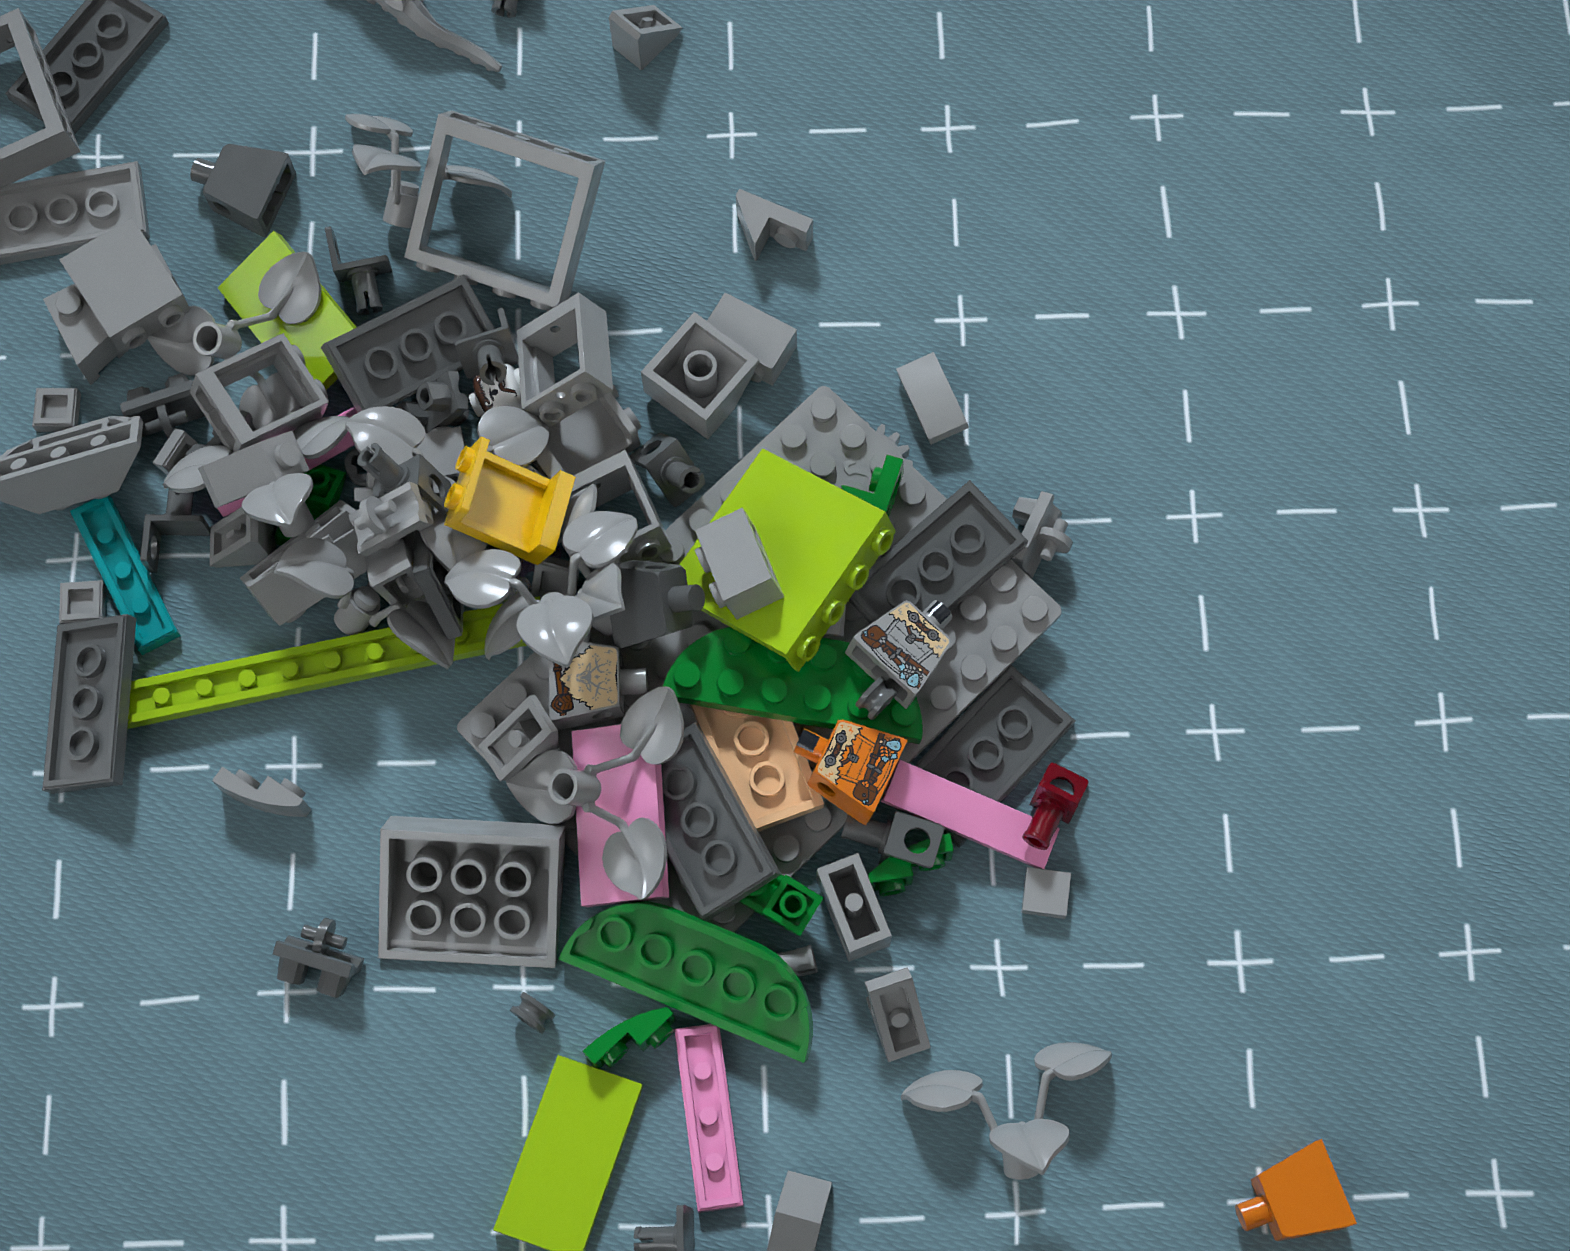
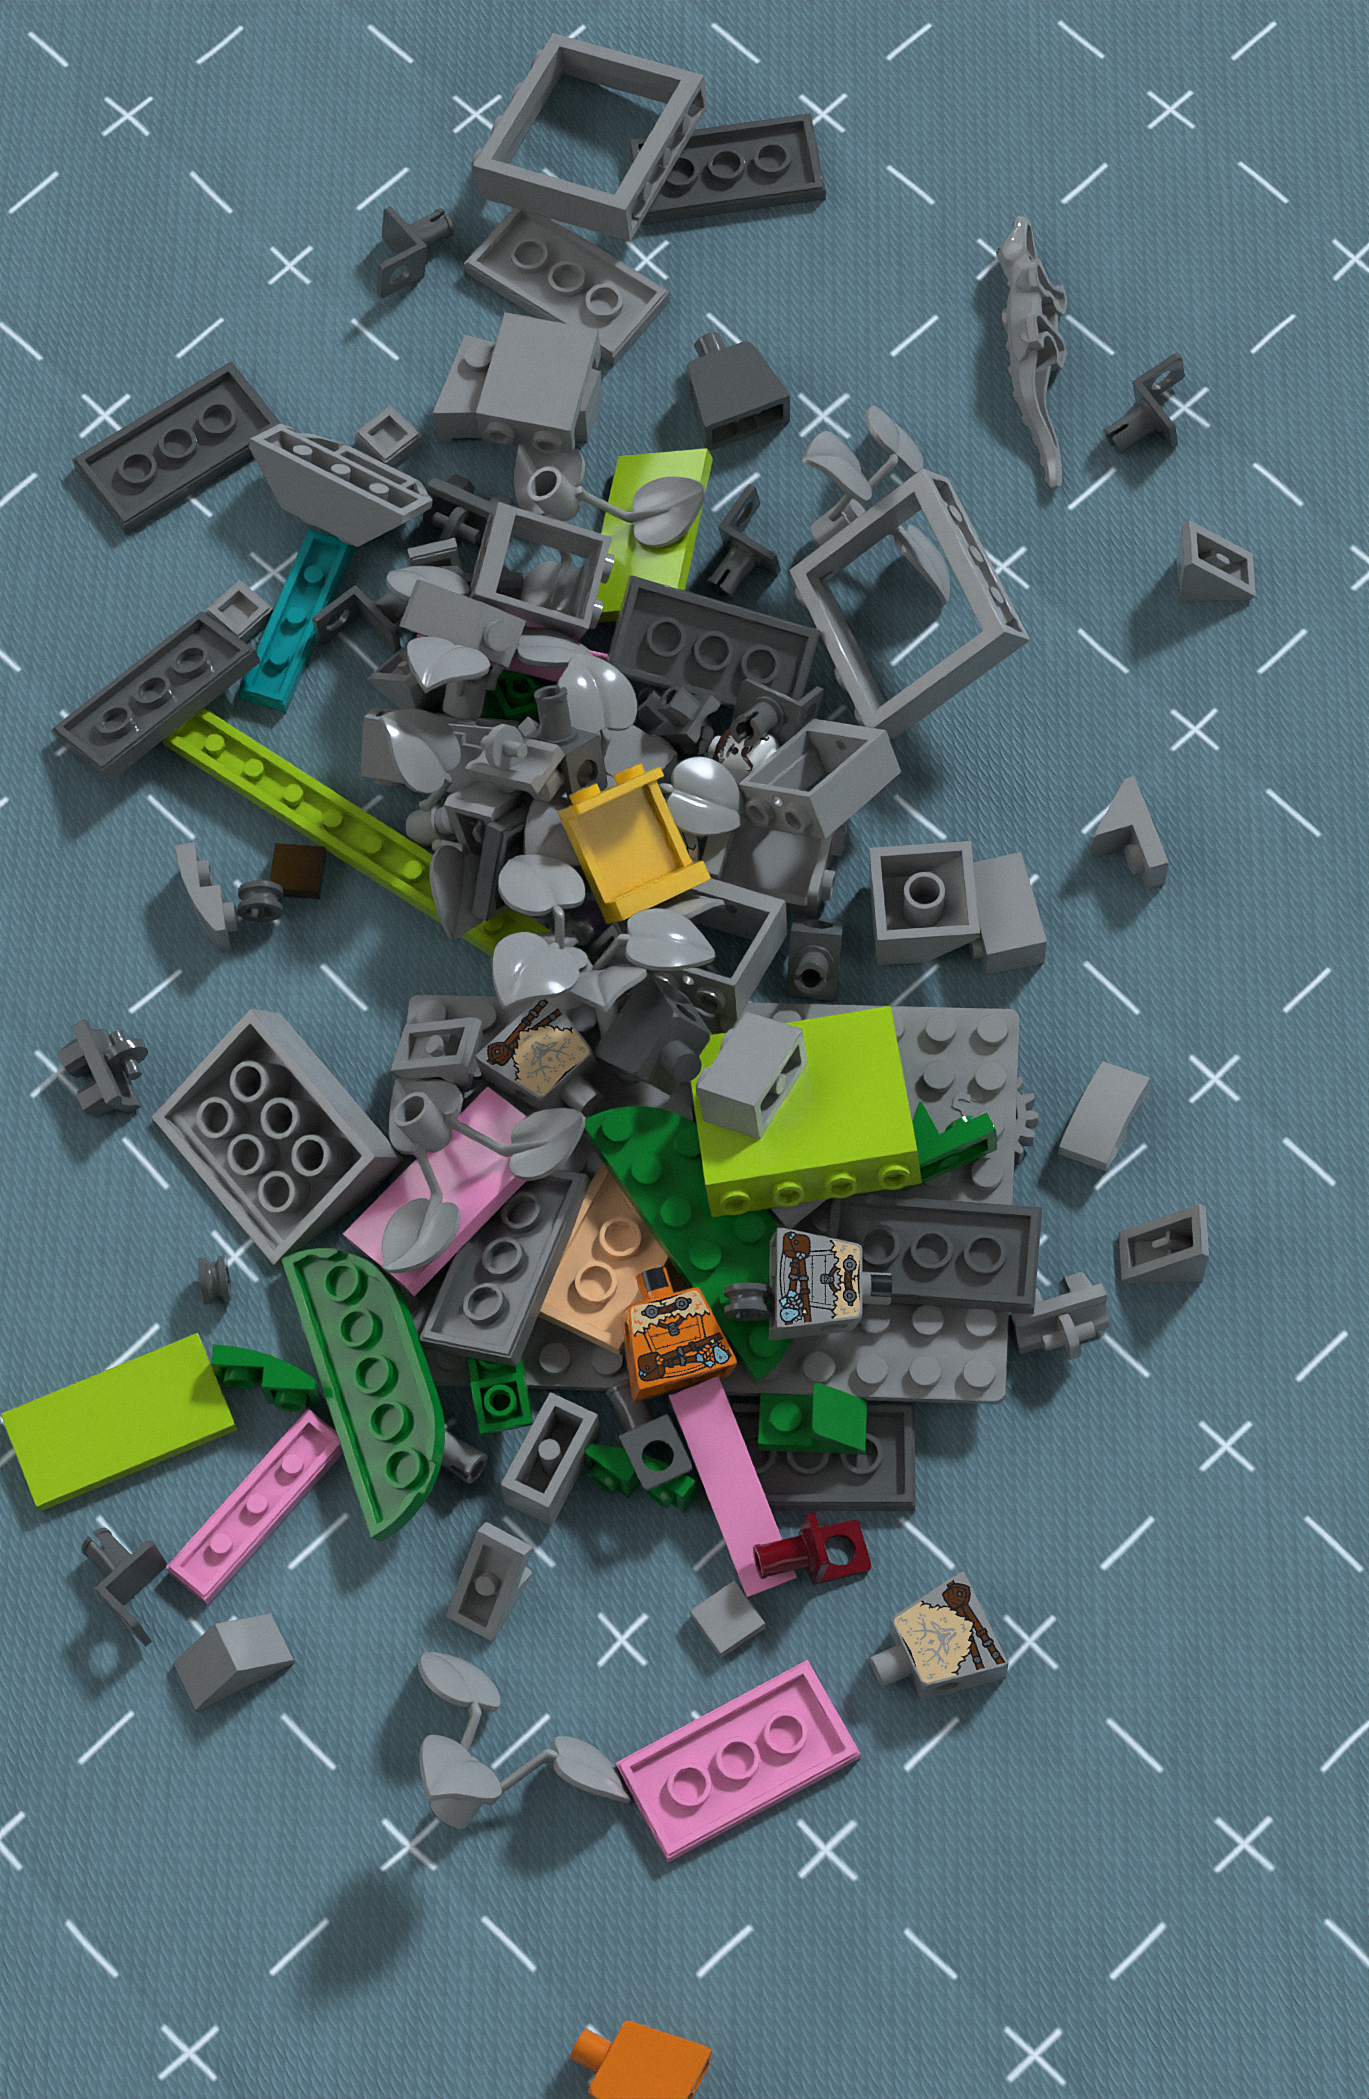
camera: 50 degrees right, 5 degrees down
(299, 762) = (260, 901): none -> dark grey bush
(300, 722) = (299, 869): none -> dark brown tile
(971, 733) = (813, 1423): none -> green slope
(1049, 436) = (1166, 1248): none -> light grey slope
(1140, 966) = (737, 1761): none -> bright pink tile
(1177, 780) = (942, 1643): none -> torso

